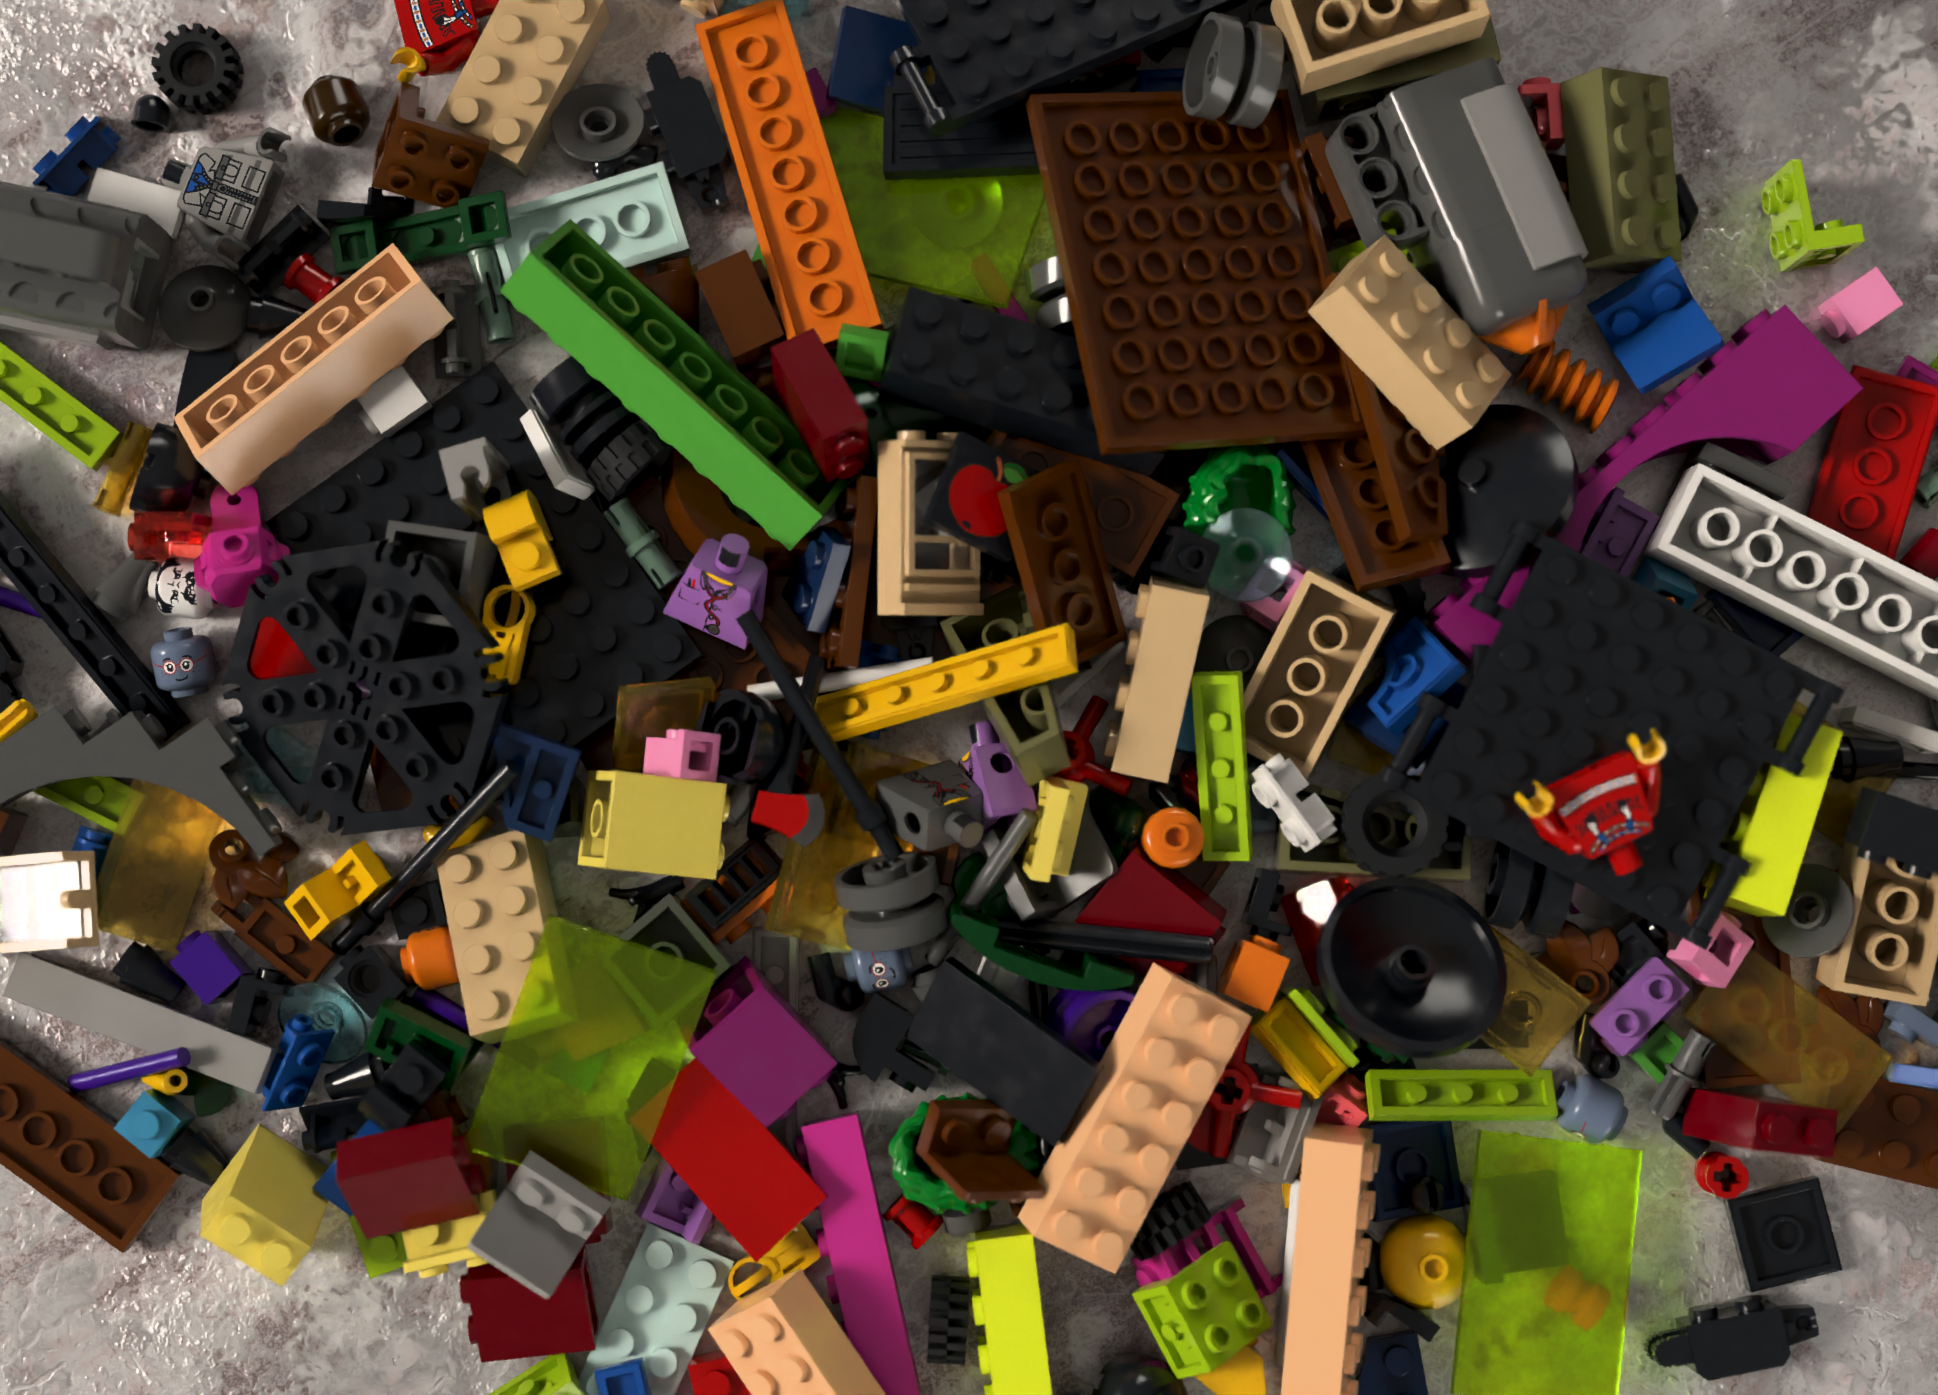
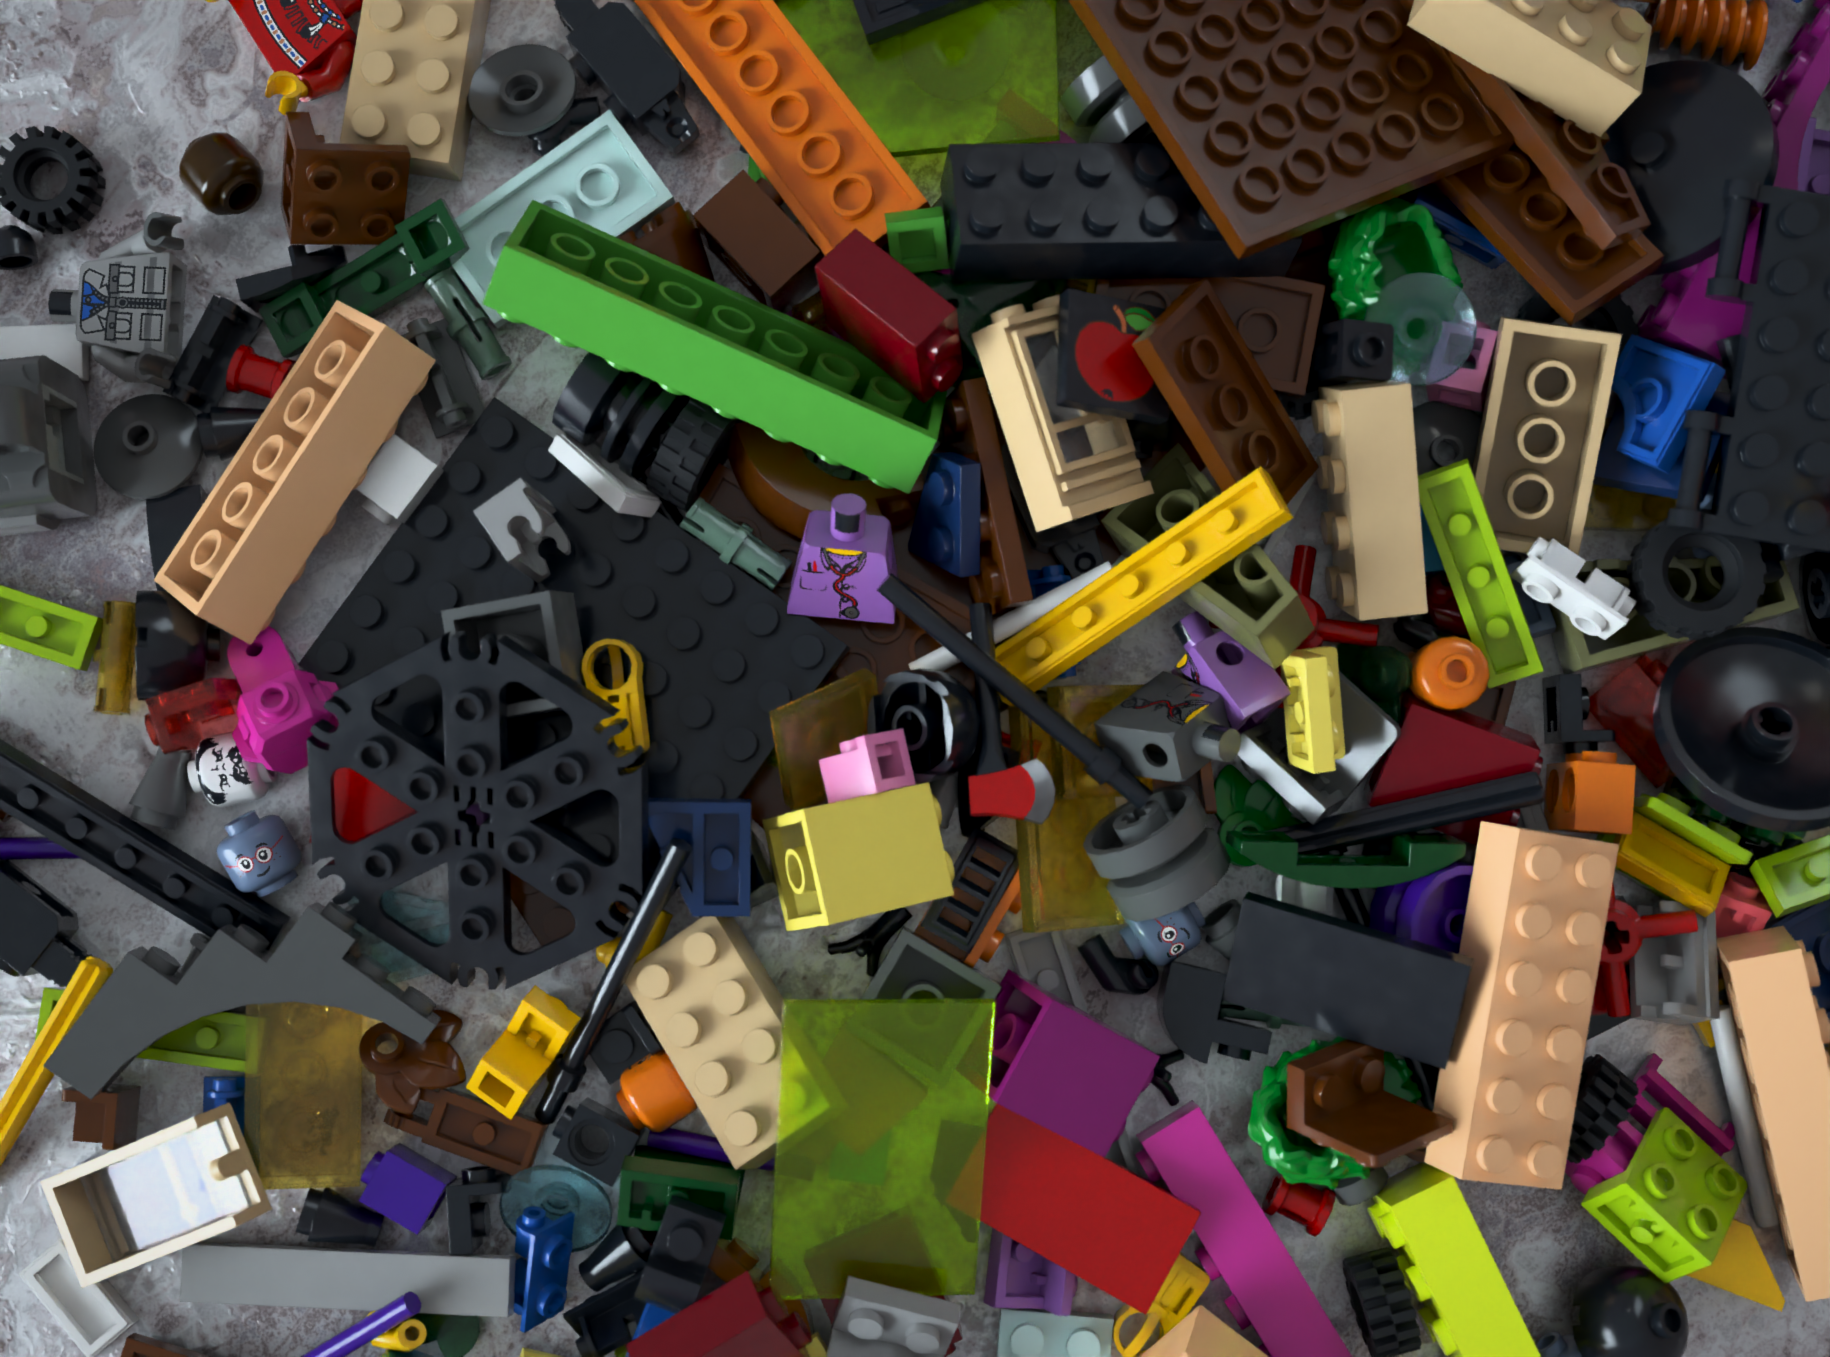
camera: 20 degrees left, 0 degrees up
(522, 539) = (601, 583): yellow brick -> none
(984, 882) = (1256, 794): dark grey bar -> none

